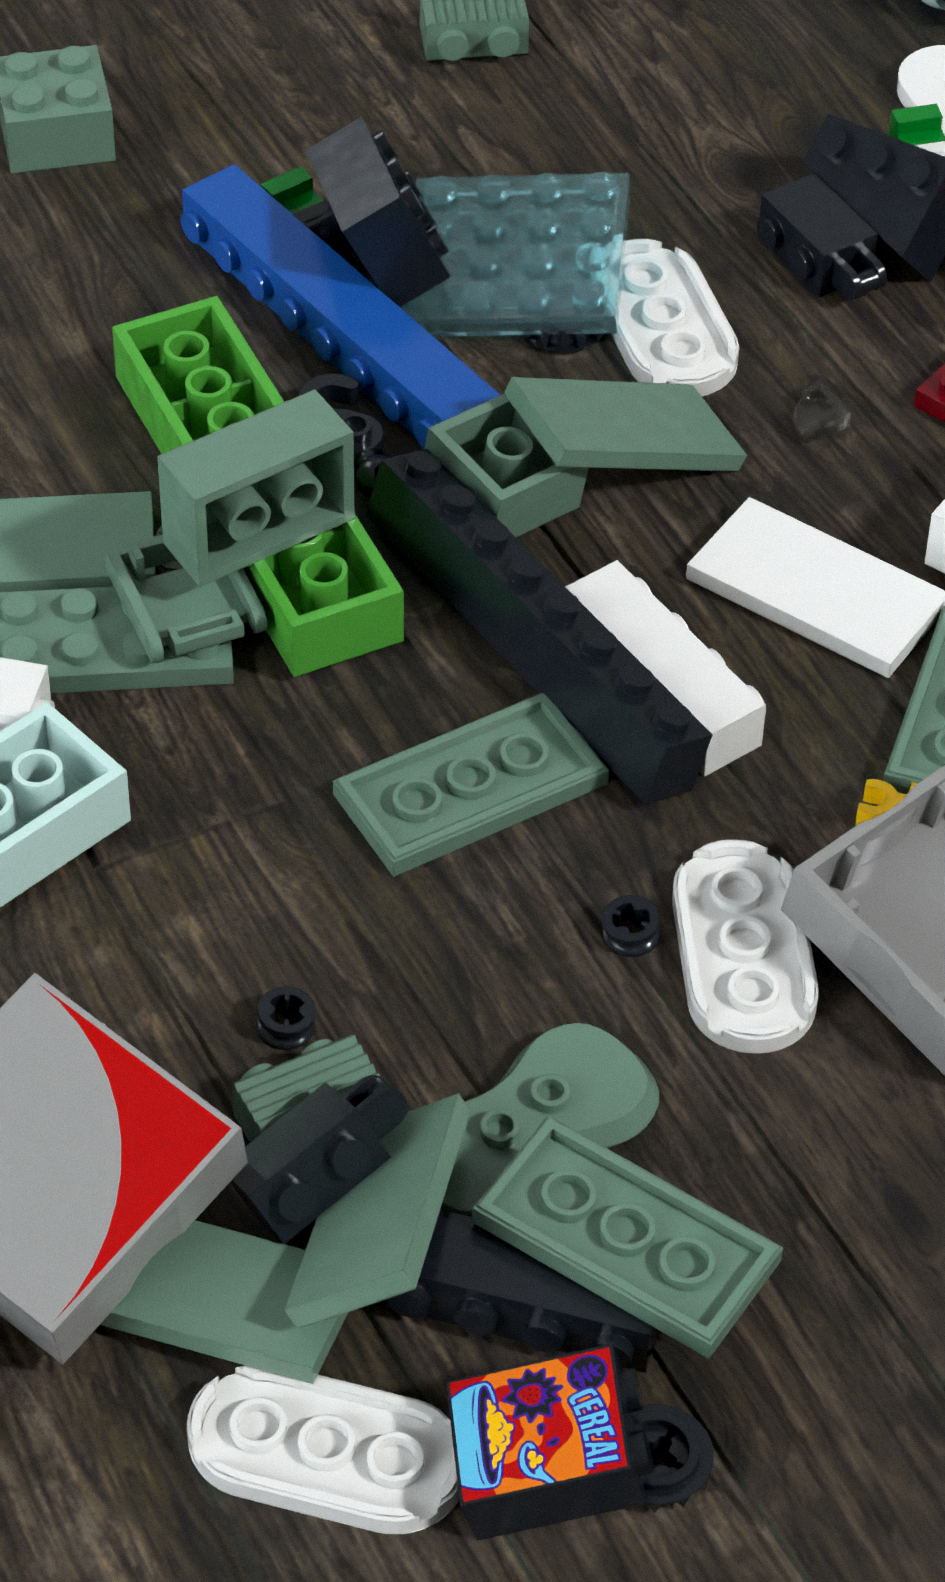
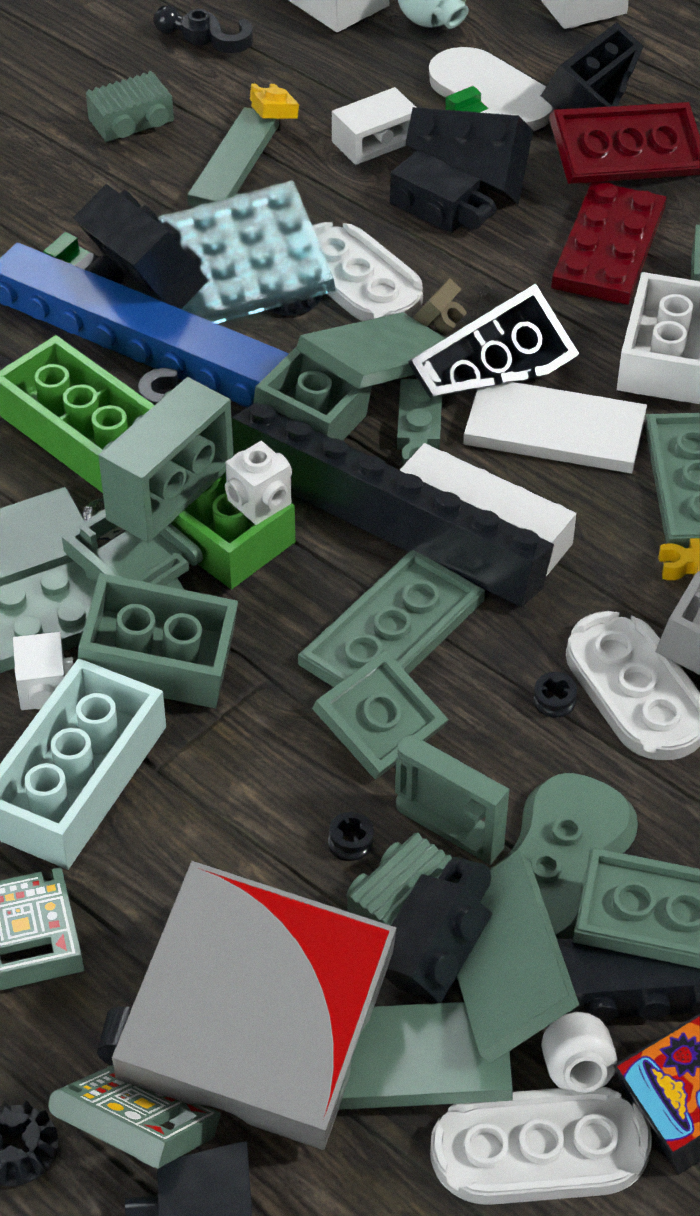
camera: 20 degrees left, 0 degrees up
(162, 708) = (160, 637): none -> sand green brick
(361, 548) = (258, 482): none -> white brick
(390, 881) = (376, 711): none -> sand green plate
(416, 1007) = (451, 798): none -> sand green container
(419, 1353) = (579, 1052): none -> white head
(580, 122) = (233, 158): none -> sand green tile
(646, 524) = (418, 419): none -> sand green plate
(663, 61) = (273, 102): none -> yellow plate
(743, 388) = (440, 307): none -> dark tan tile
(776, 123) = (372, 125): none -> white brick
(787, 463) = (498, 348): none -> black wedge

